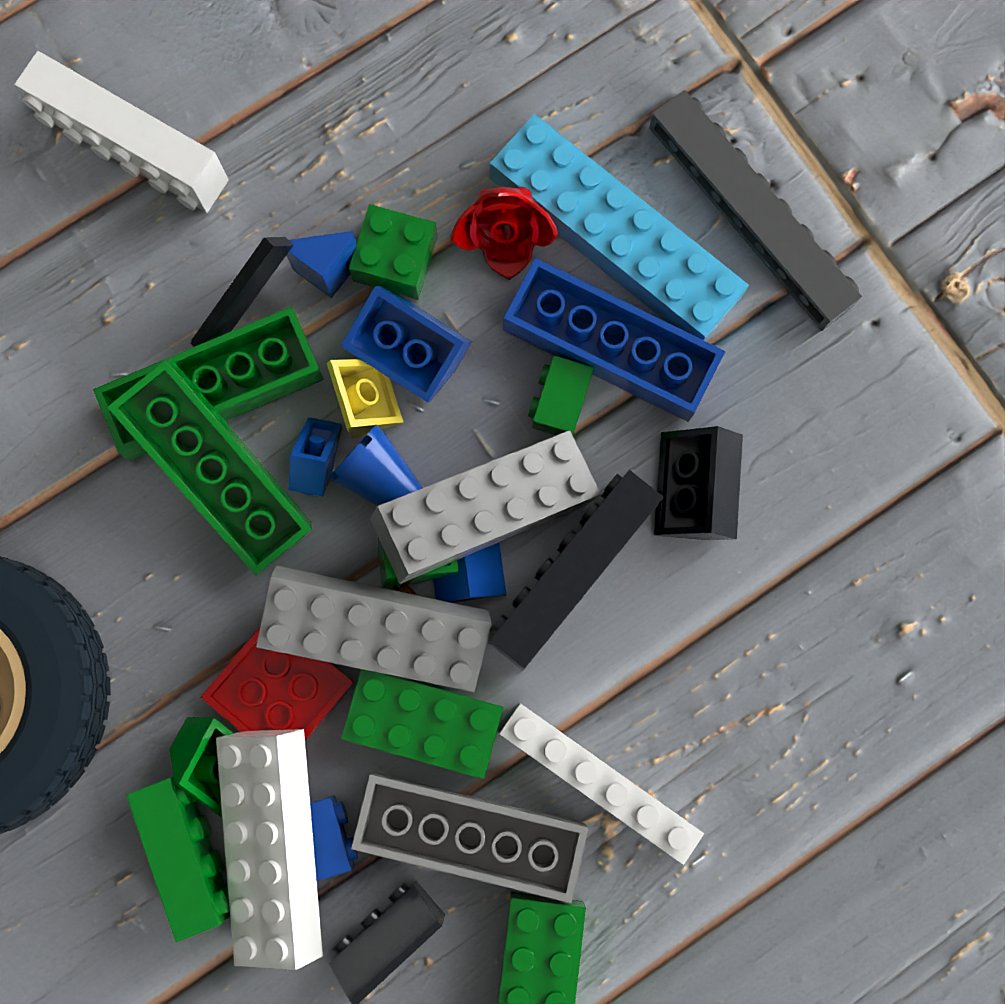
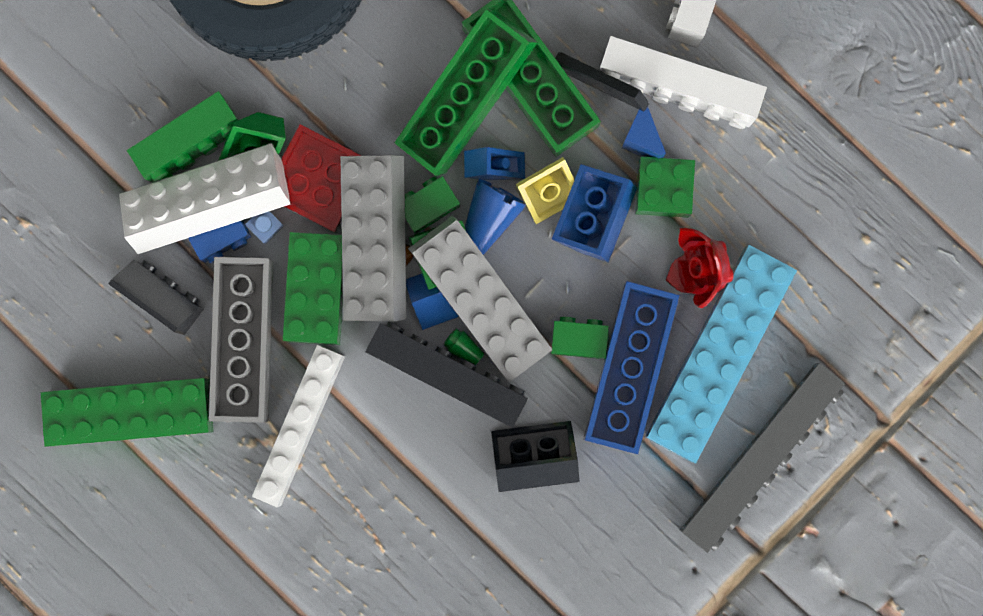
camera: 85 degrees right, 5 degrees up
(269, 193) = (684, 83): none -> white brick
(324, 774) = (264, 226): none -> light blue plate
(346, 548) = (429, 204): none -> green brick
(539, 546) = (463, 346): none -> green cone

